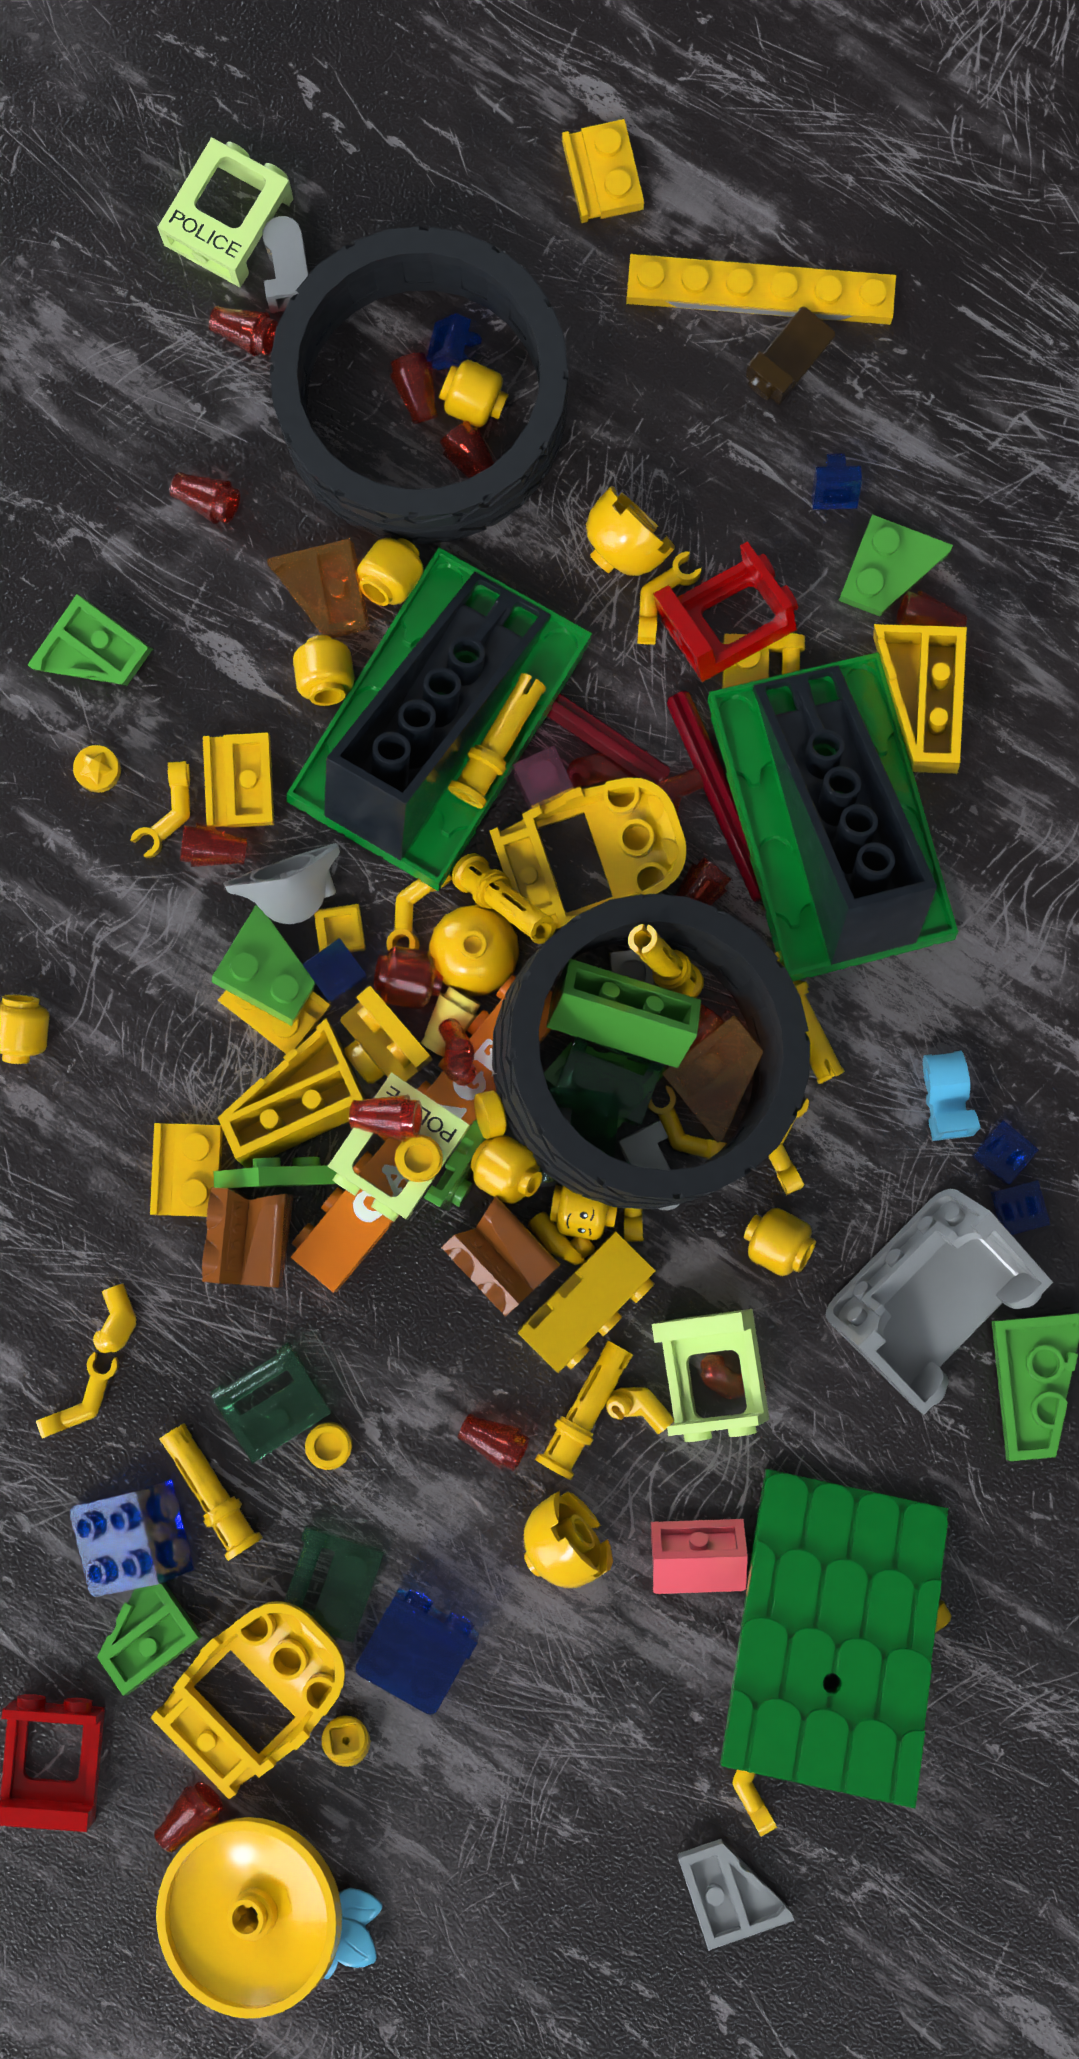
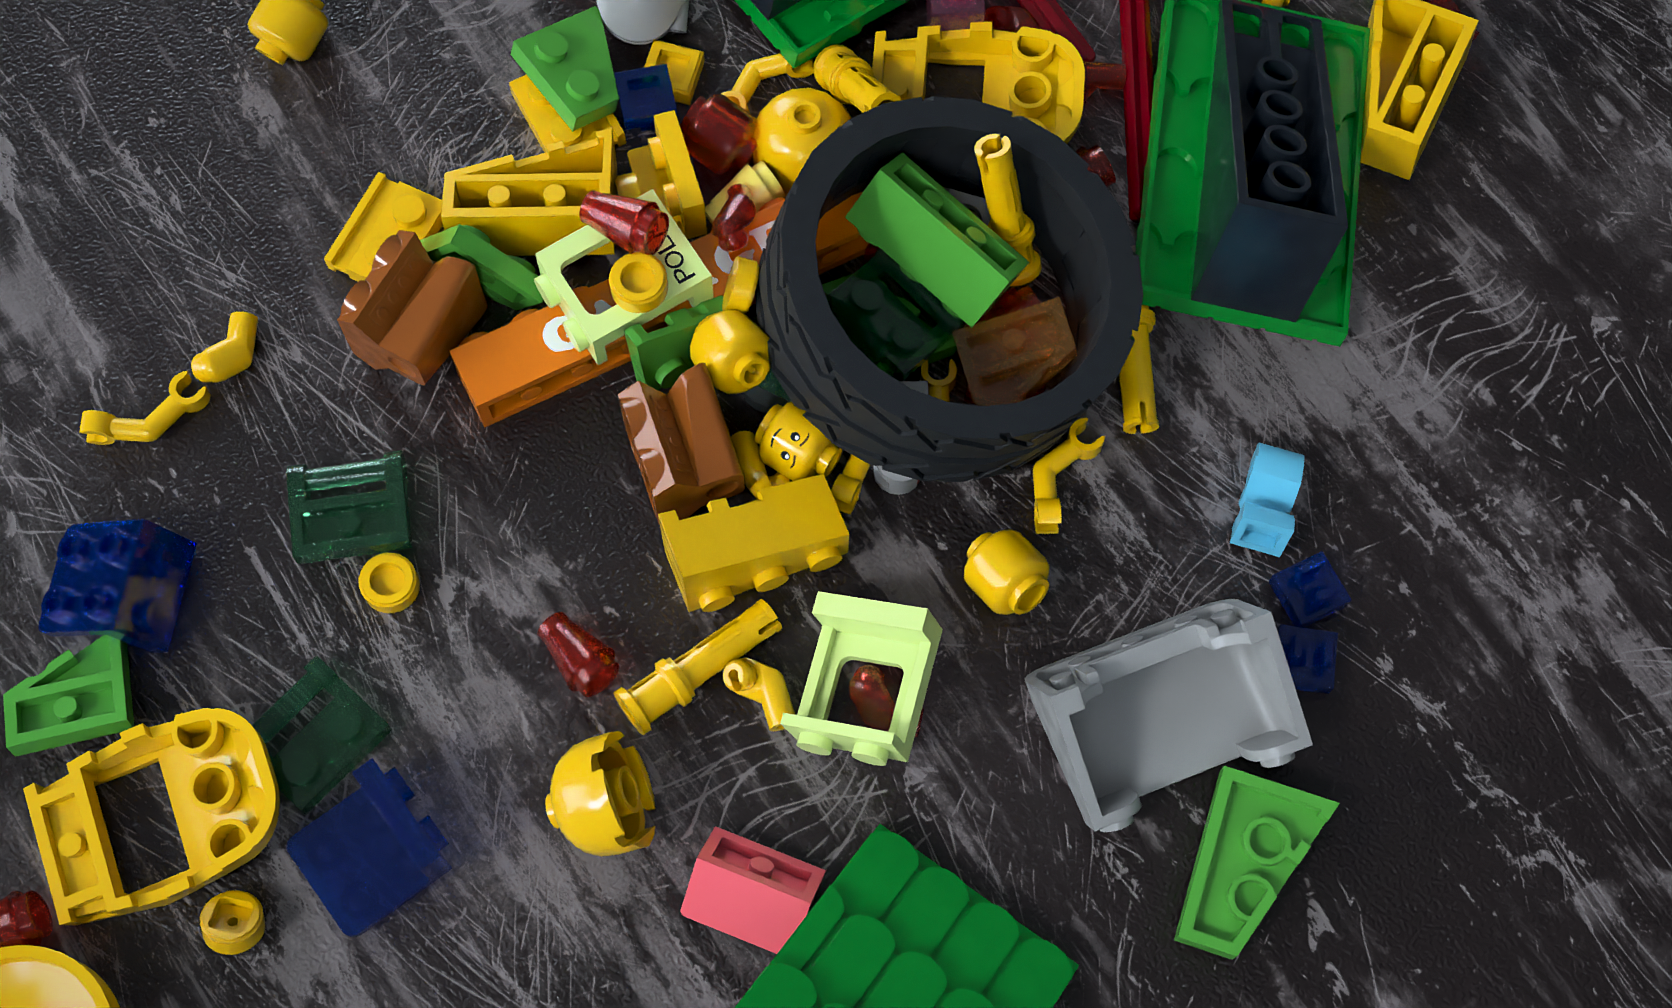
camera: 20 degrees right, 15 degrees down
(221, 1511) = (231, 595): yellow pin -> none

